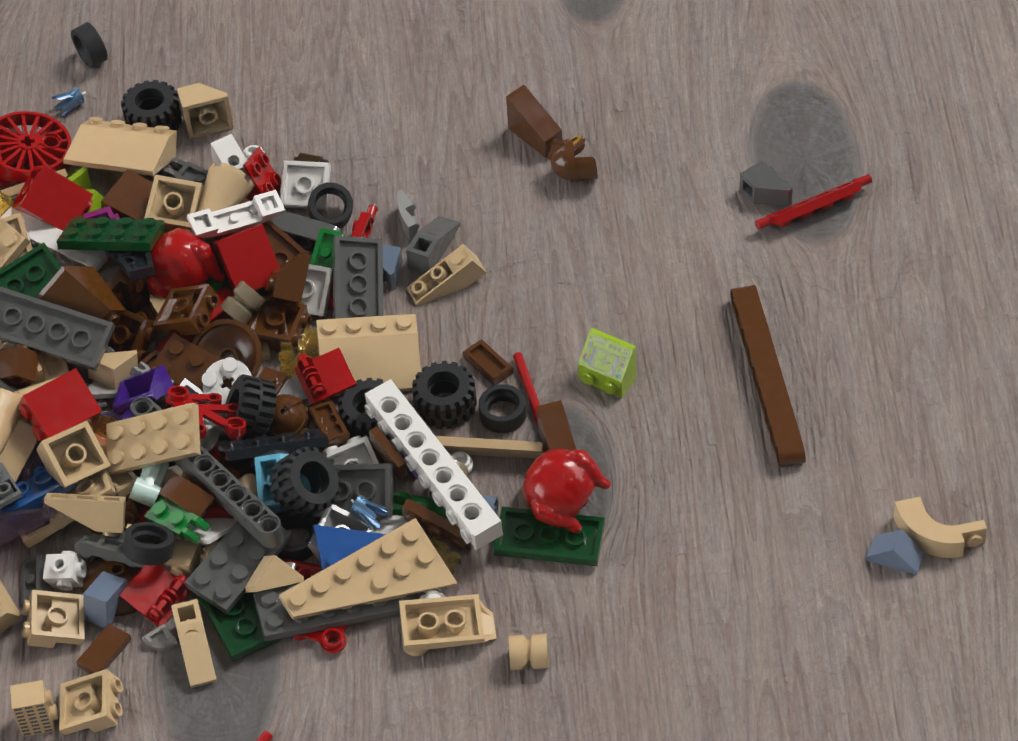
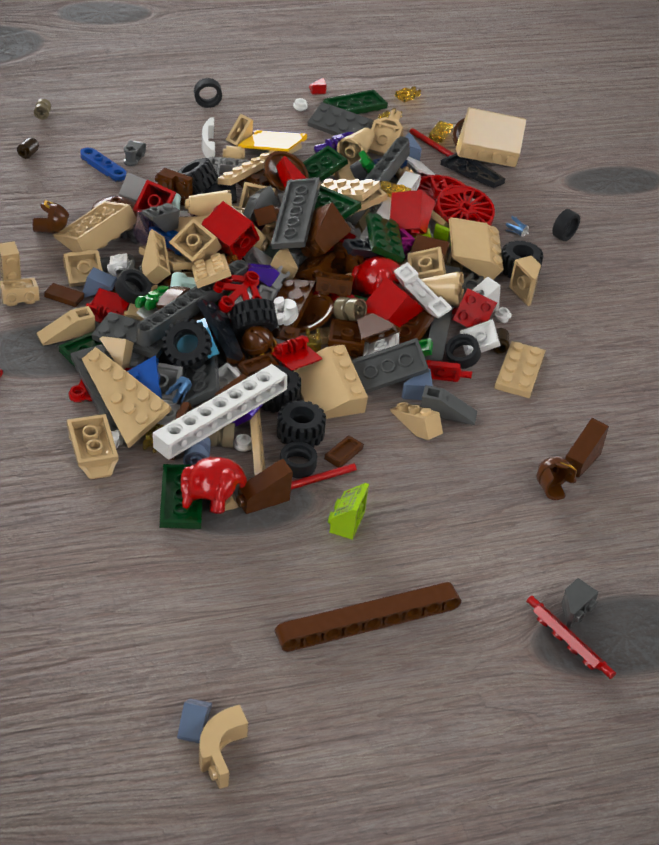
camera: 70 degrees right, 10 degrees down
(365, 159) = (520, 369): none -> tan plate
(406, 214) = (471, 391): light grey slope -> none
(528, 652) = (70, 489): tan wheel -> none

